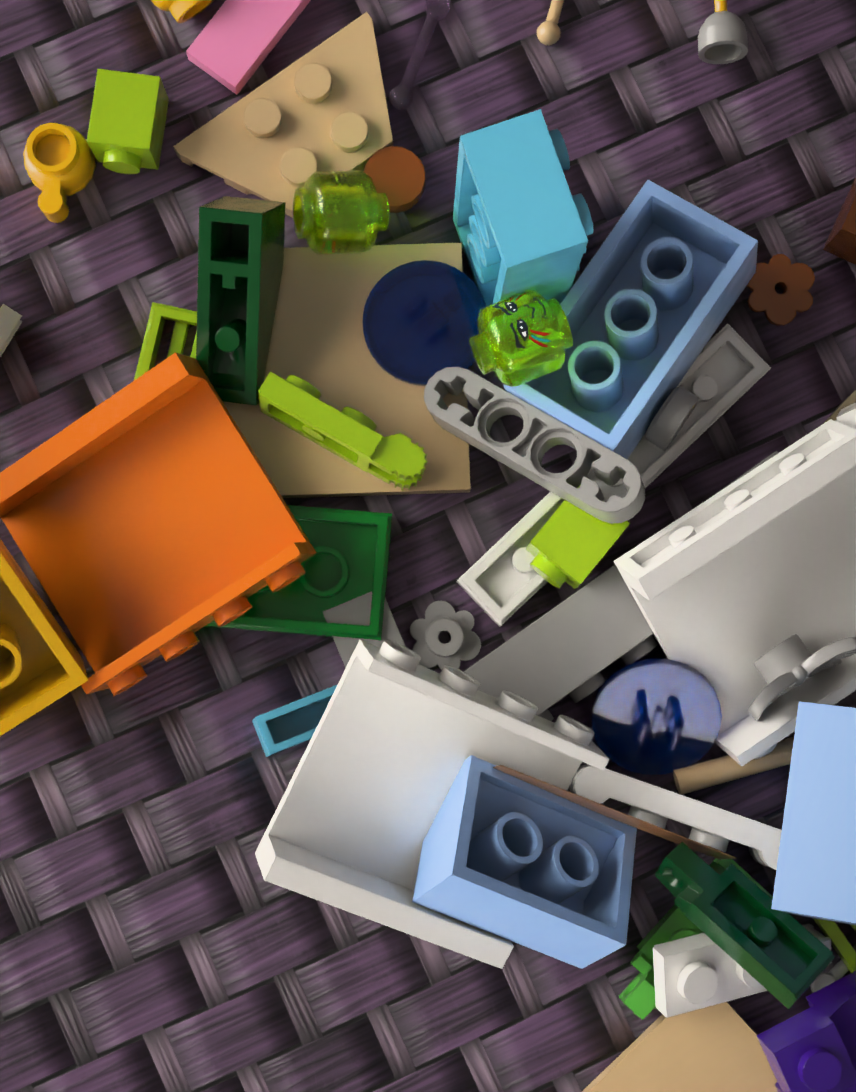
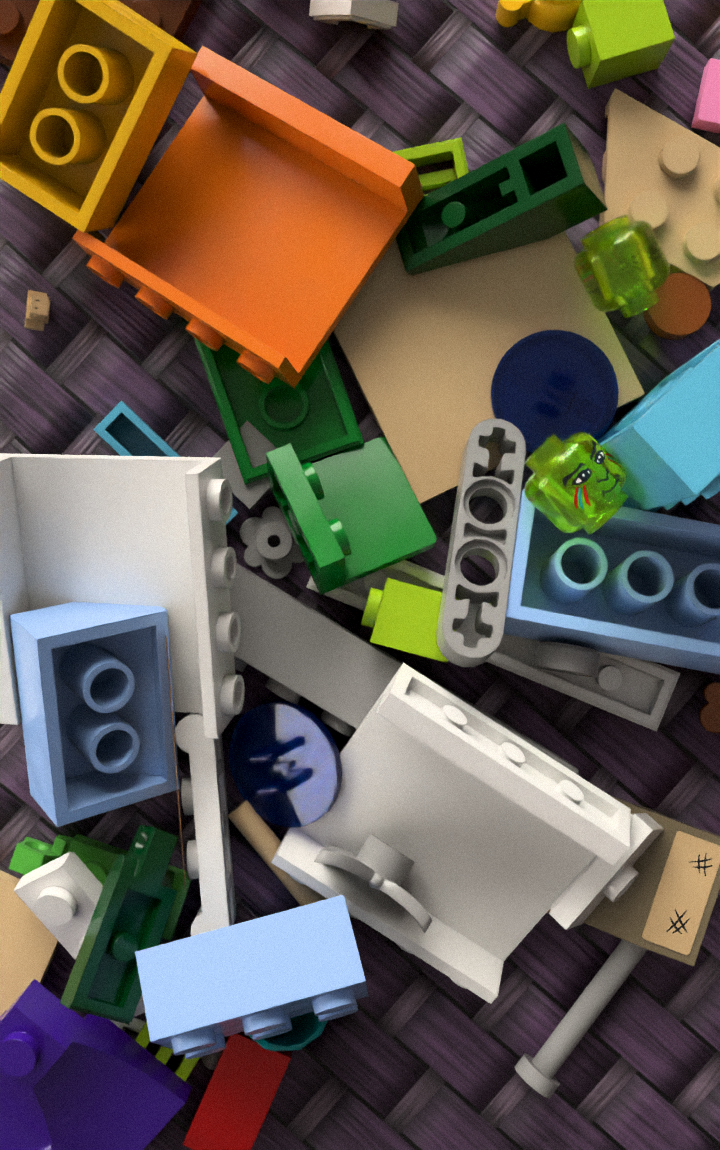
camera: 75 degrees right, 5 degrees up
(128, 762) = (37, 310): none -> tan piece
(342, 433) = (416, 365): lime hinge -> none
(451, 553) = (349, 511): none -> green bracket

